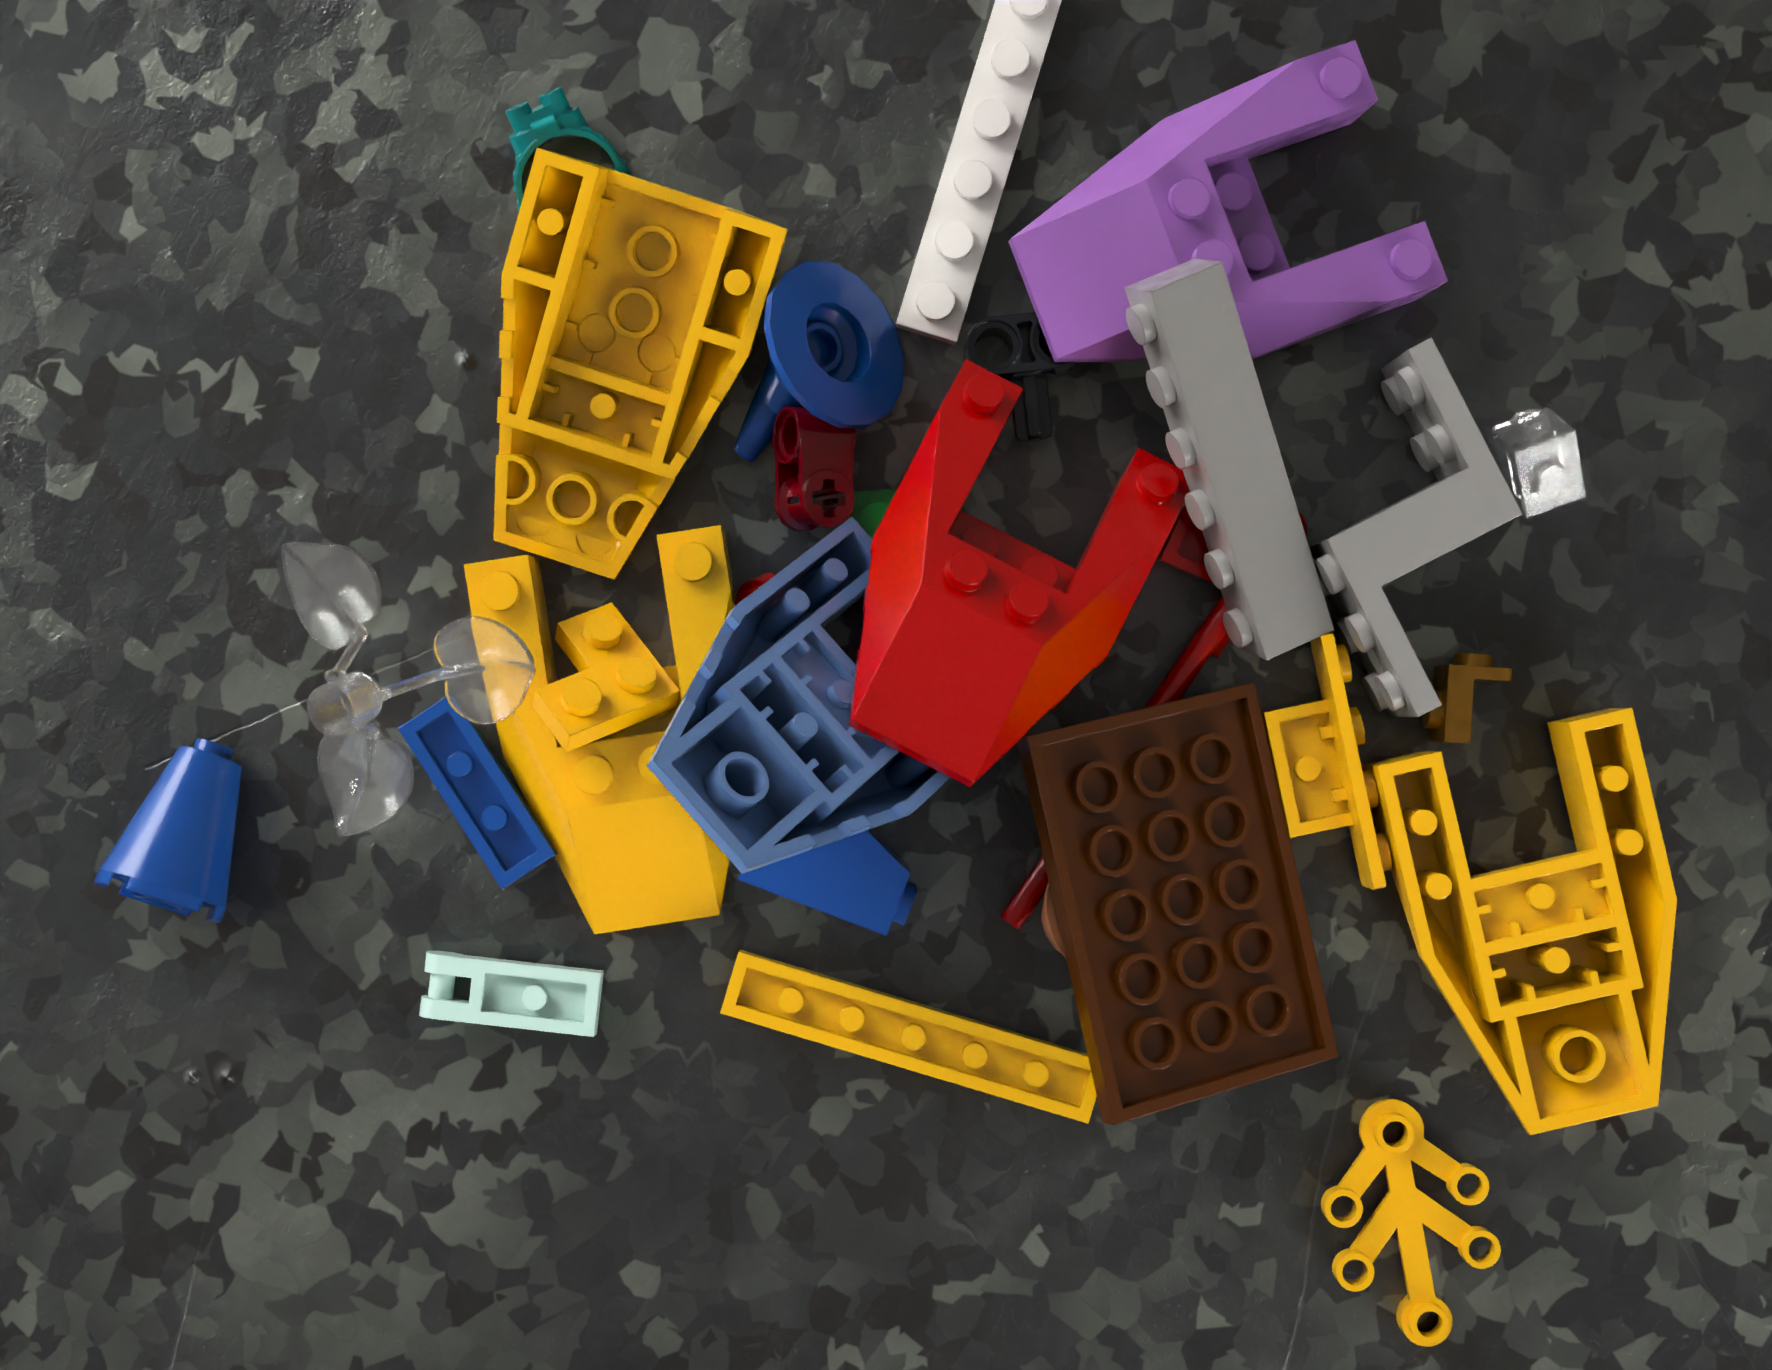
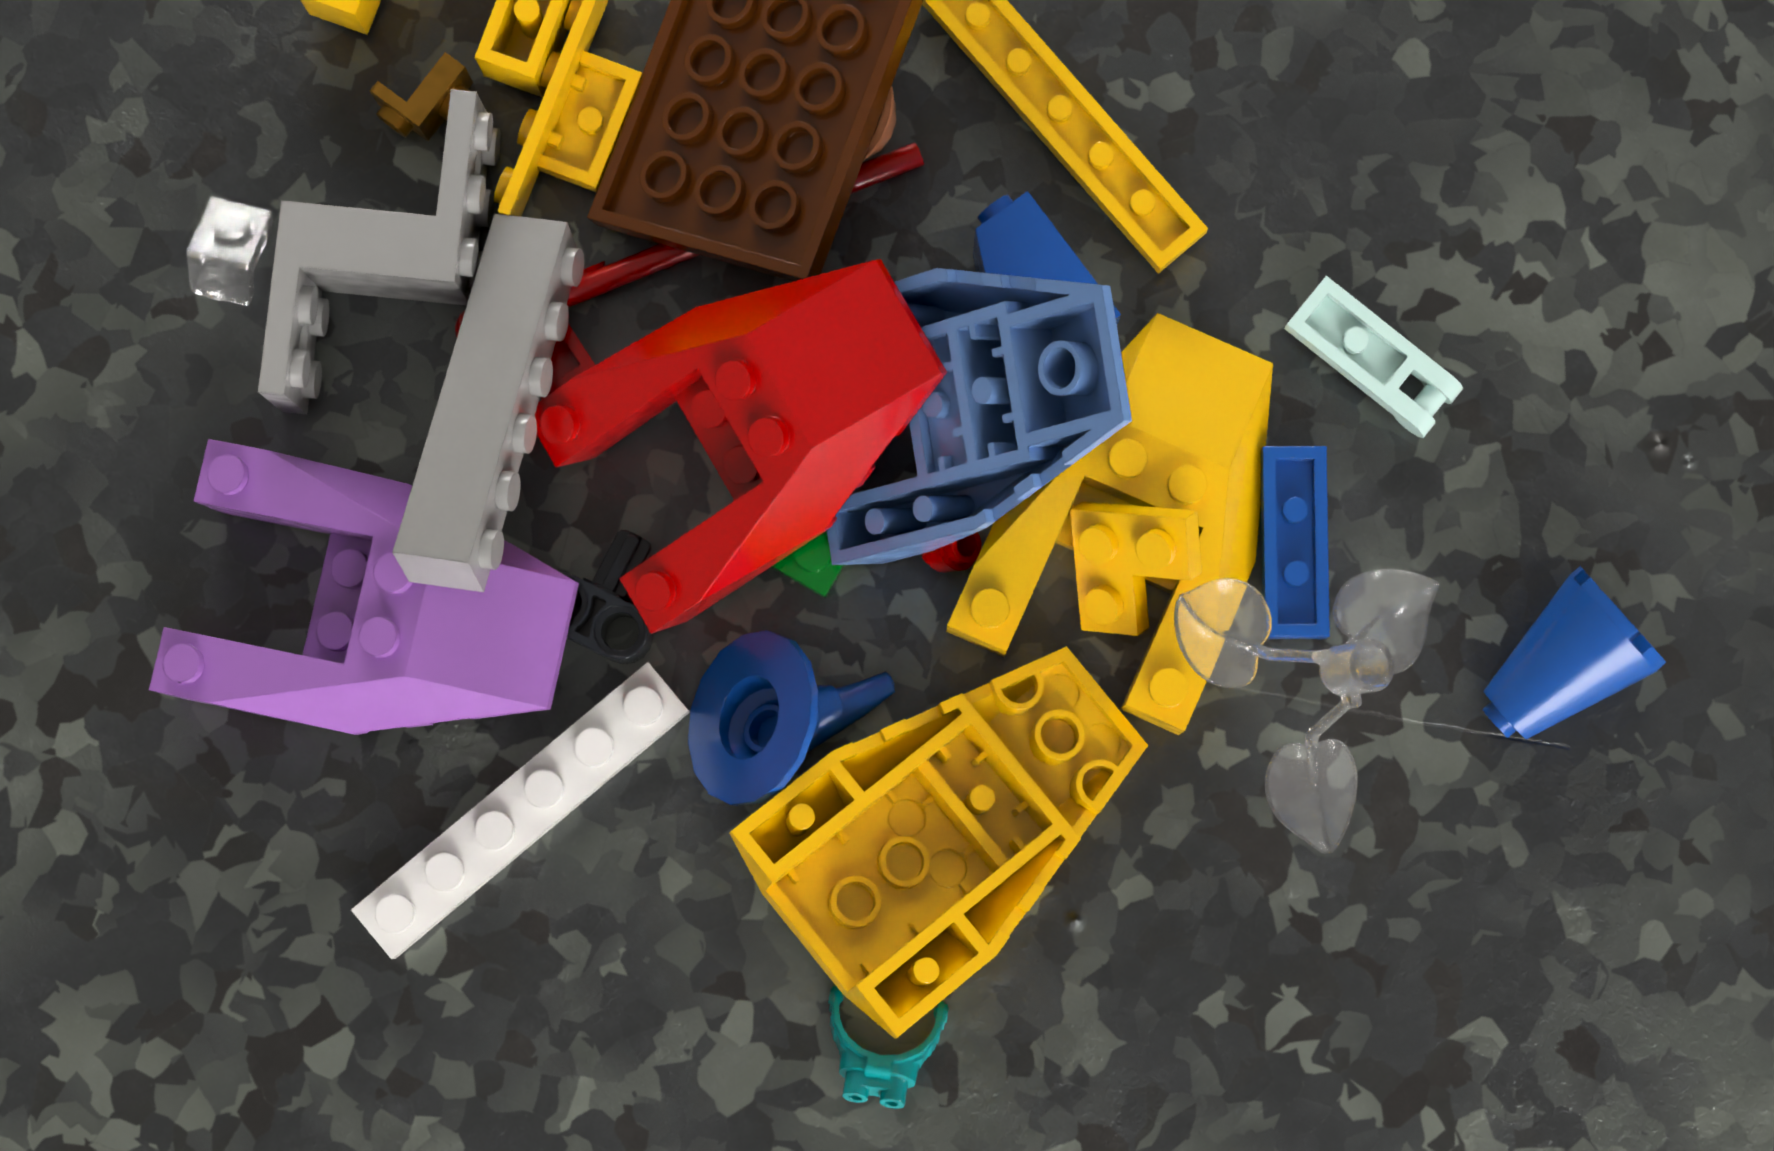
camera: 145 degrees left, 5 degrees down
(812, 463) = (839, 631): dark red piece -> none

